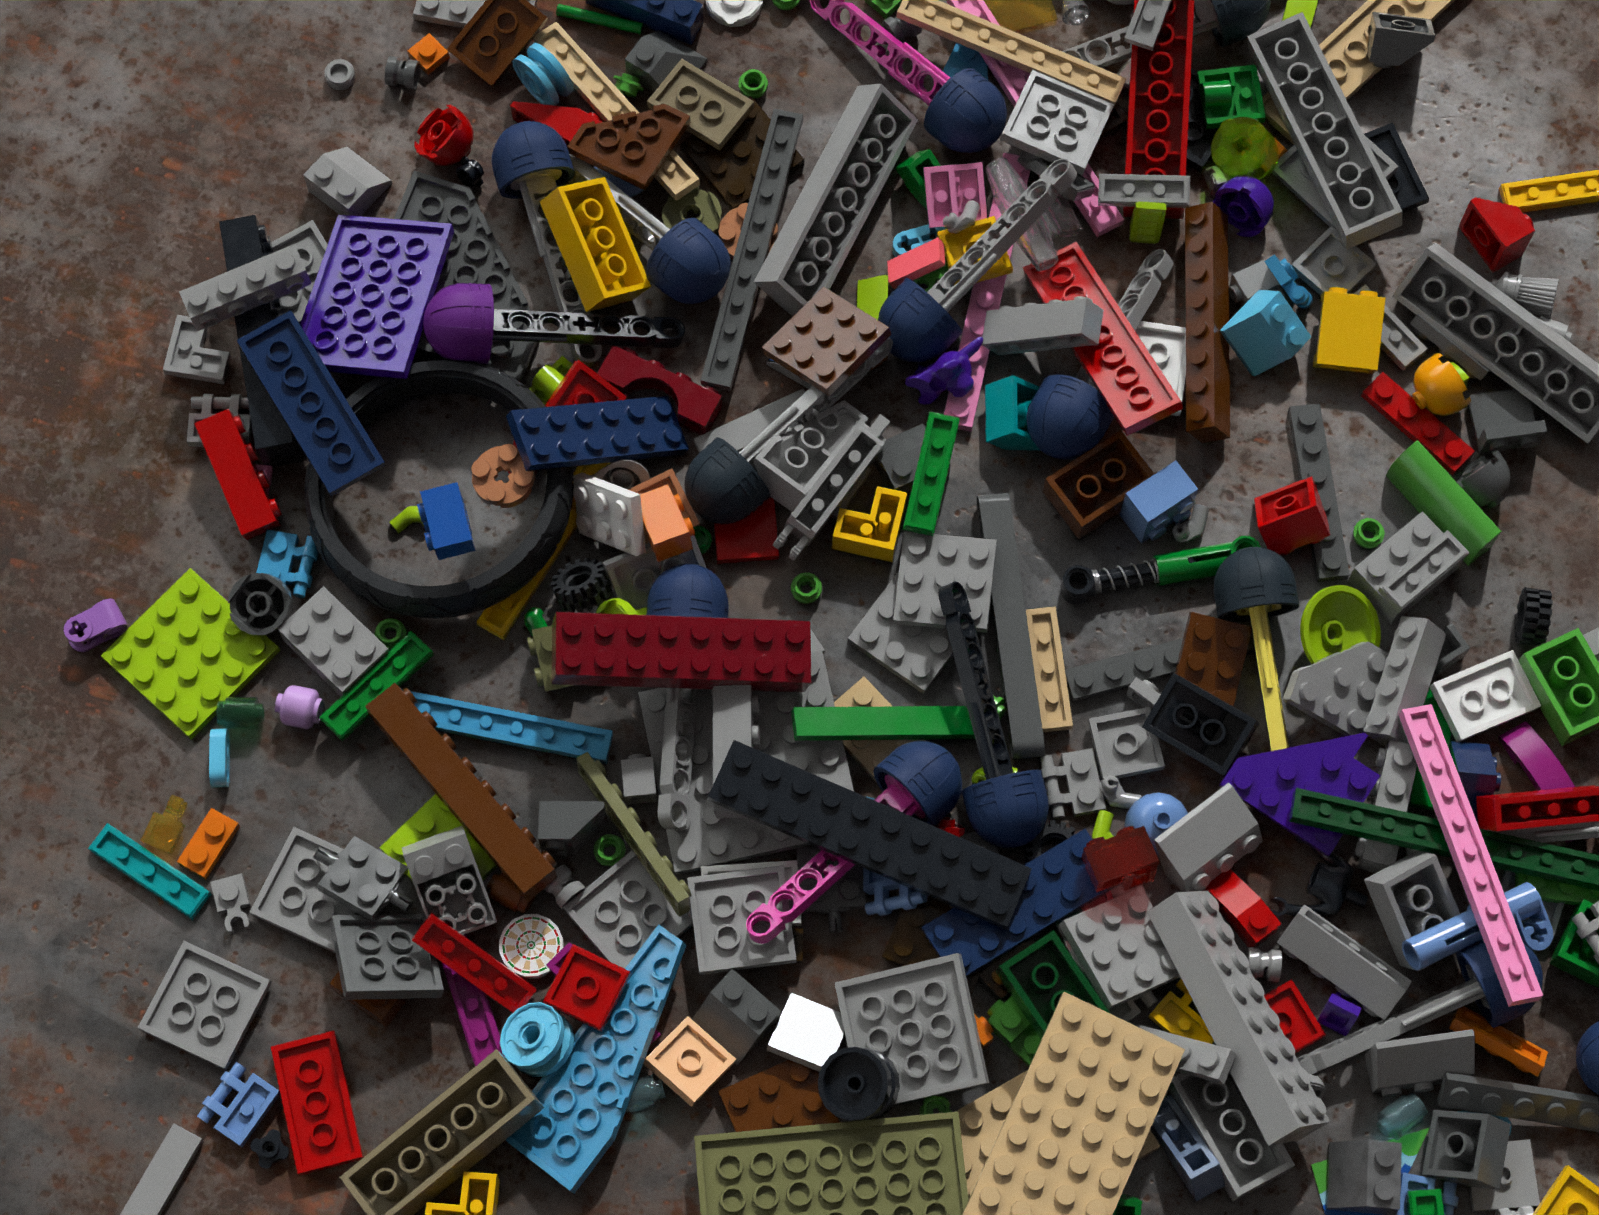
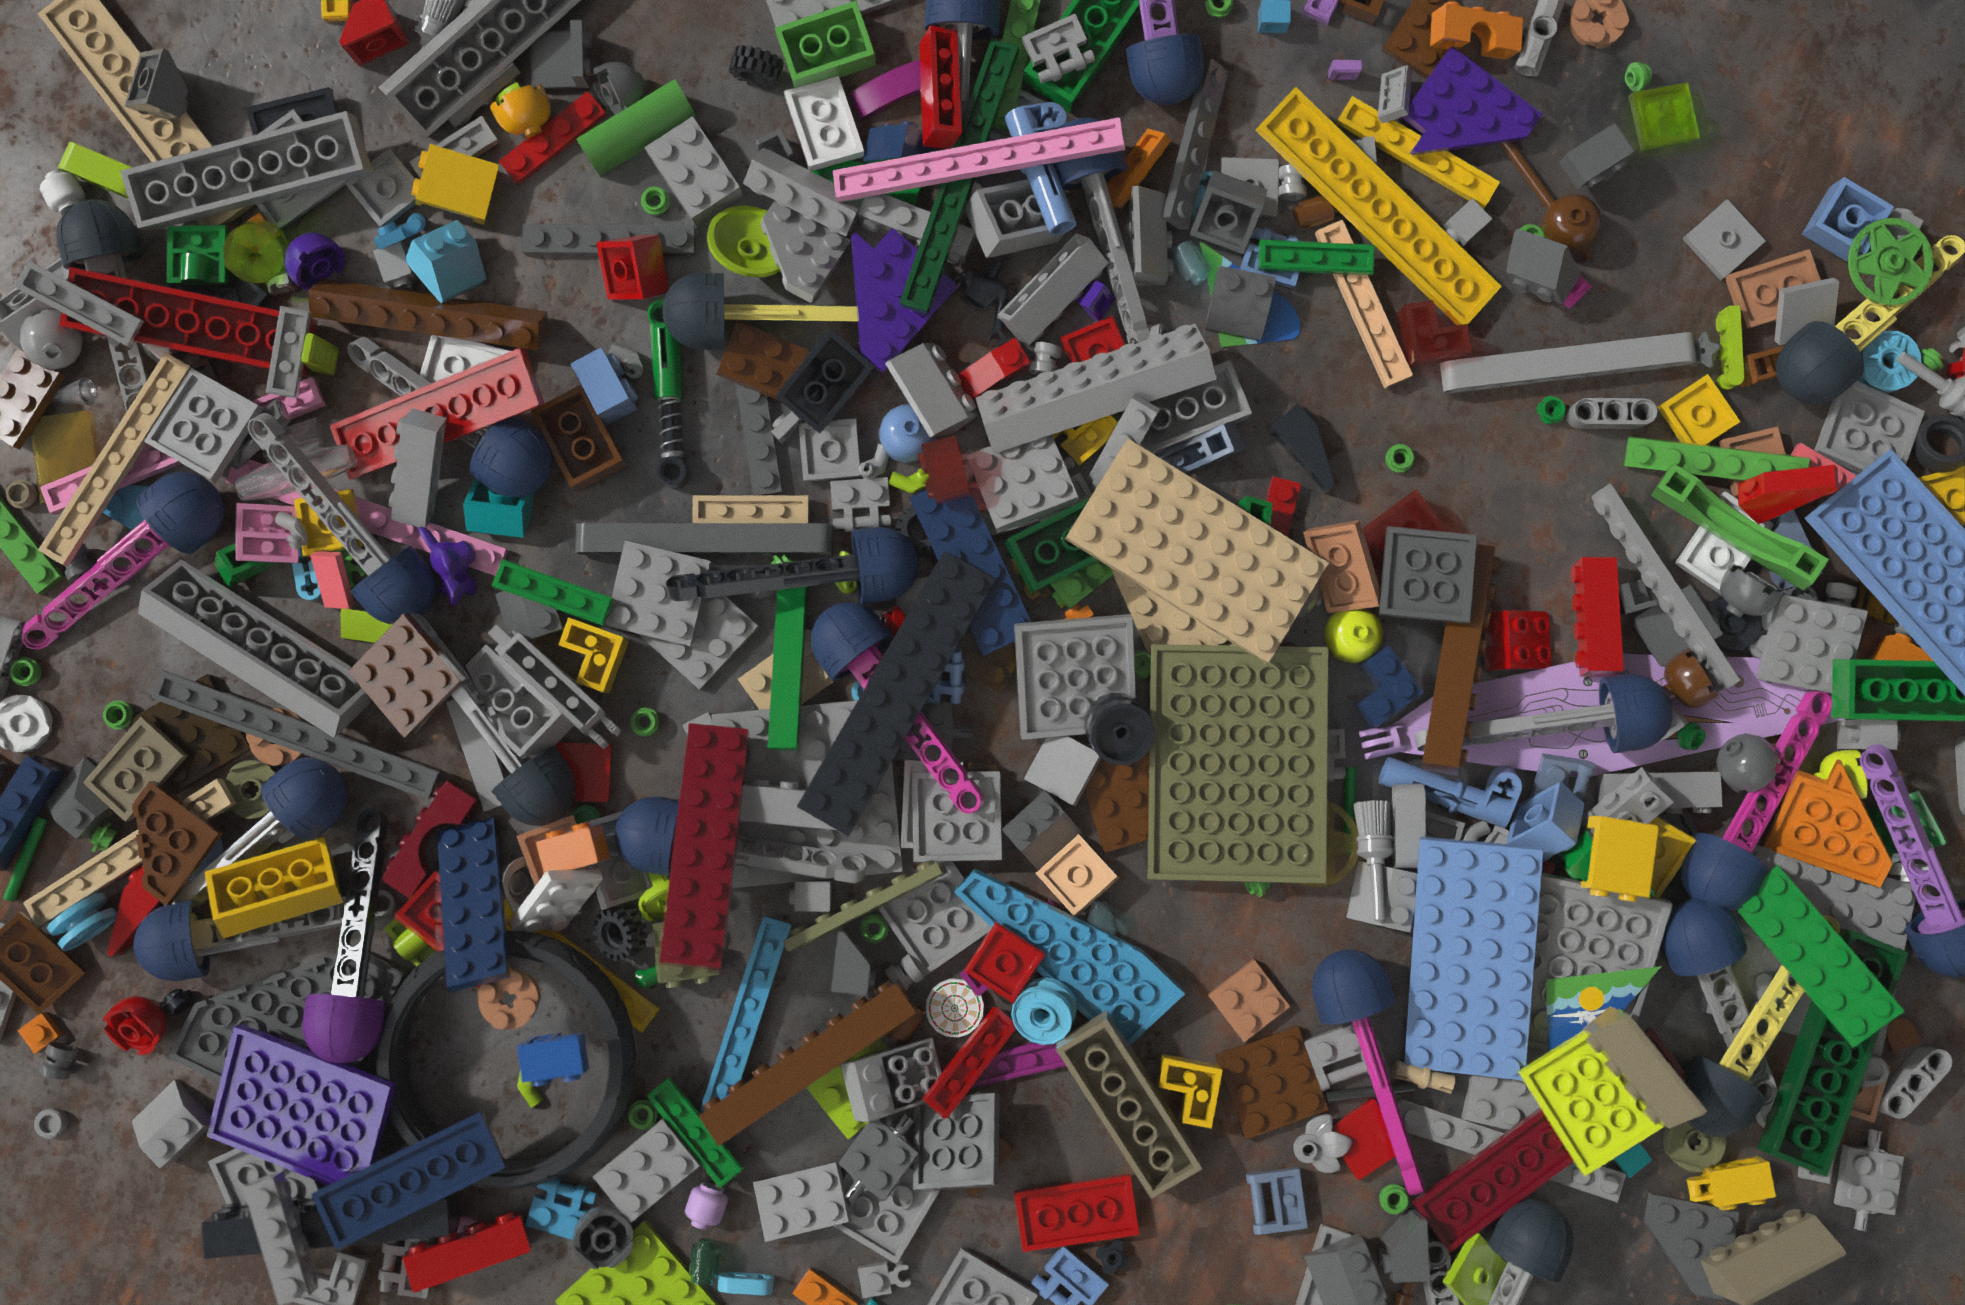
camera: 85 degrees left, 15 degrees up
(310, 805) = (802, 1201): none -> light grey plate
(1423, 571) = (705, 155): light grey tile -> none

